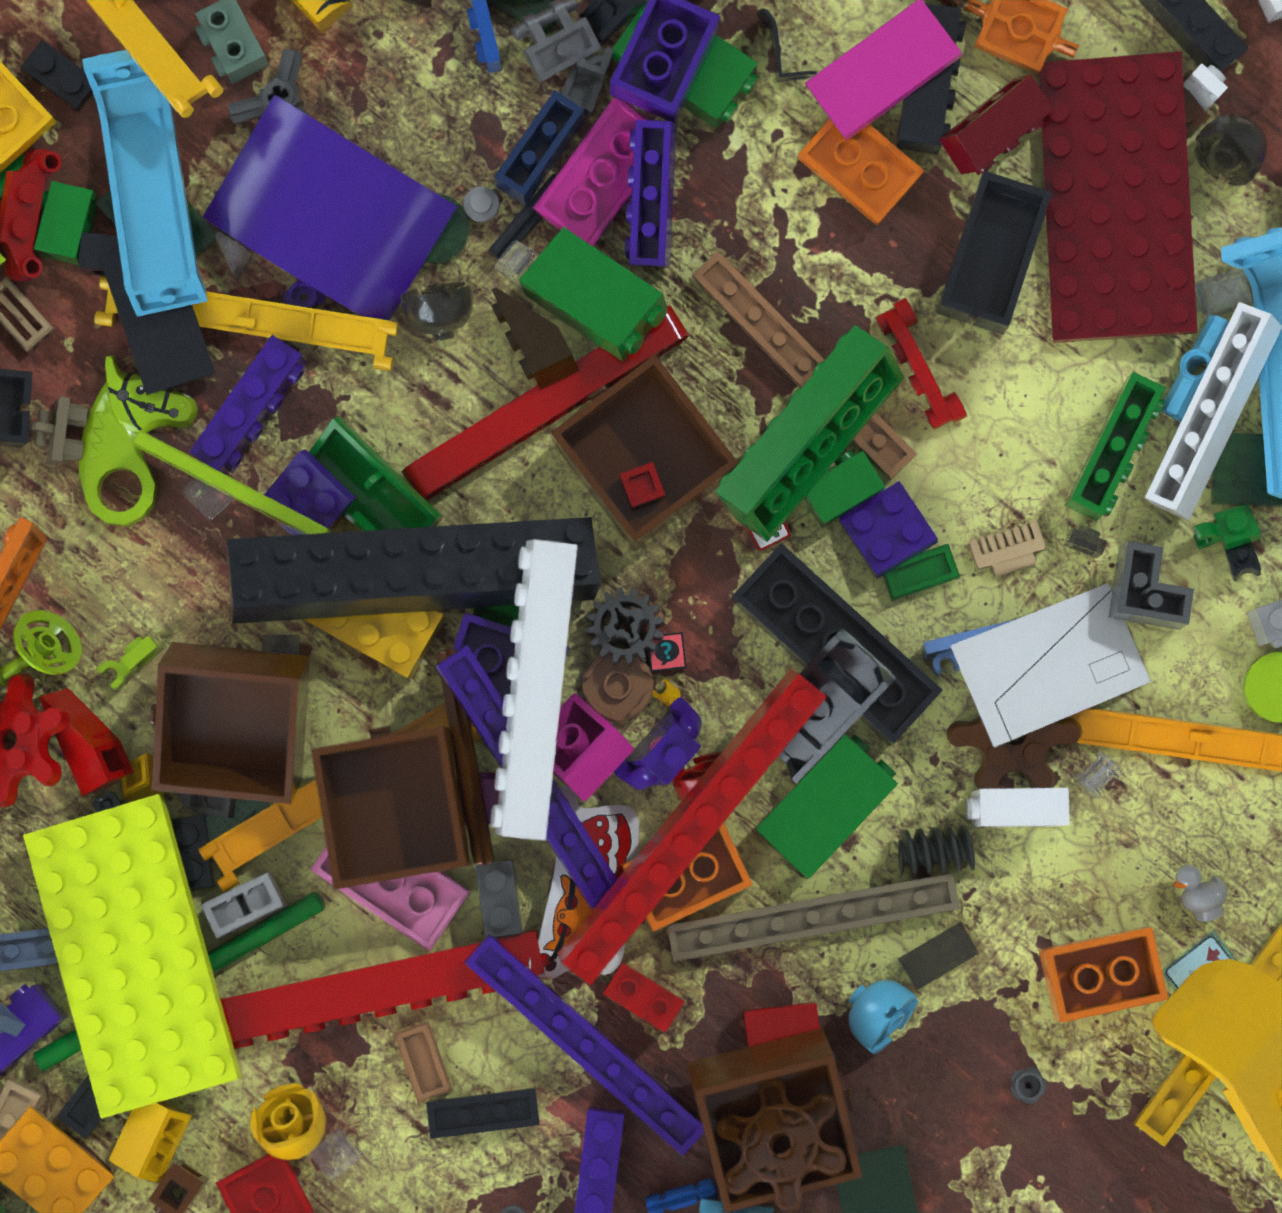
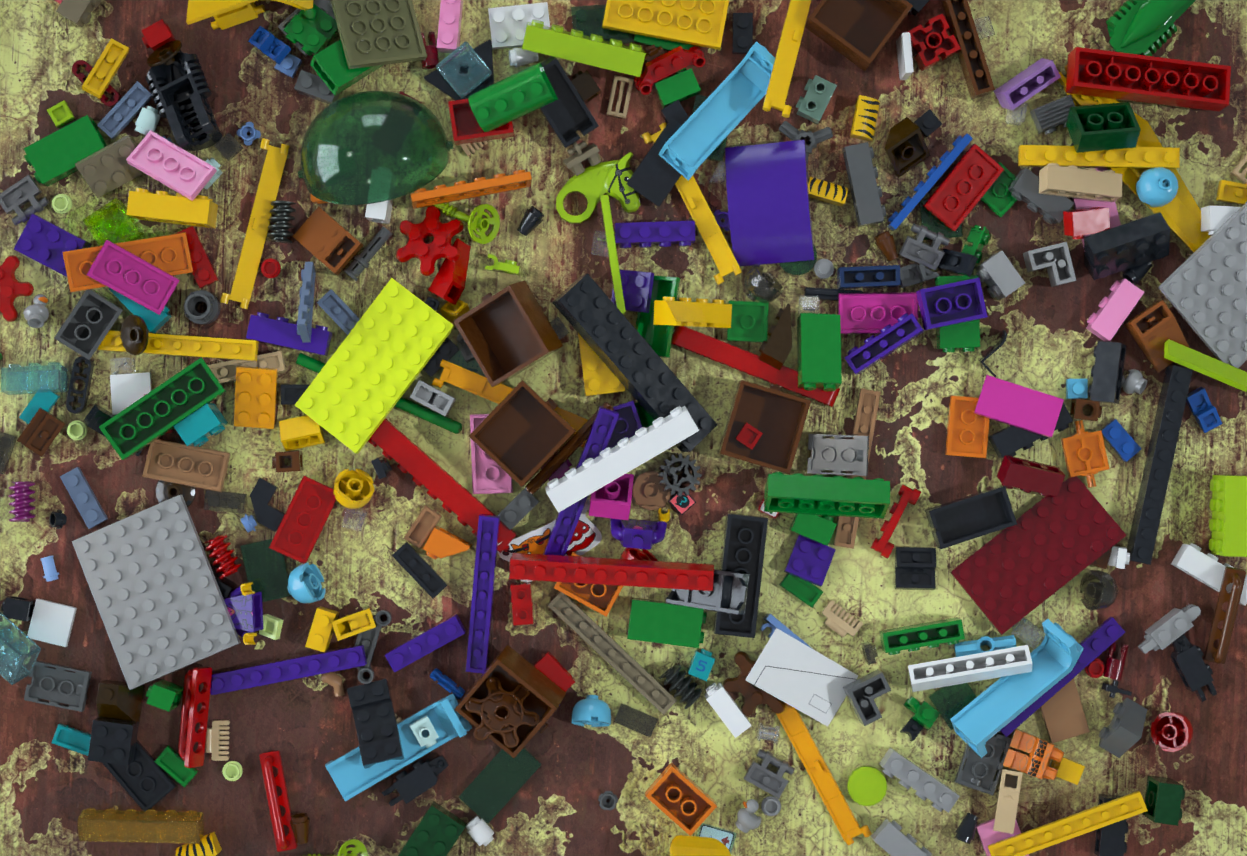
camera: 55 degrees right, 5 degrees up
(96, 573) = (530, 220): none -> black cone
(289, 1056) = (382, 467): none -> black plate
(376, 119) = (827, 191): none -> yellow brick
(402, 59) = (863, 184): none -> dark grey brick
(402, 435) = (692, 313): none -> yellow wedge
(470, 1047) = (443, 544): none -> orange slope
(475, 367) = (748, 321): none -> green plate
(515, 91) = (886, 244): none -> reddish brown cone
(764, 375) = (838, 454): none -> piece
(925, 798) = (701, 664): none -> teal brick
(1011, 387) = (915, 568): none -> black slope
(1163, 827) = (767, 779): none -> flat silver plate
(1209, 849) = (771, 806): none -> light grey plate

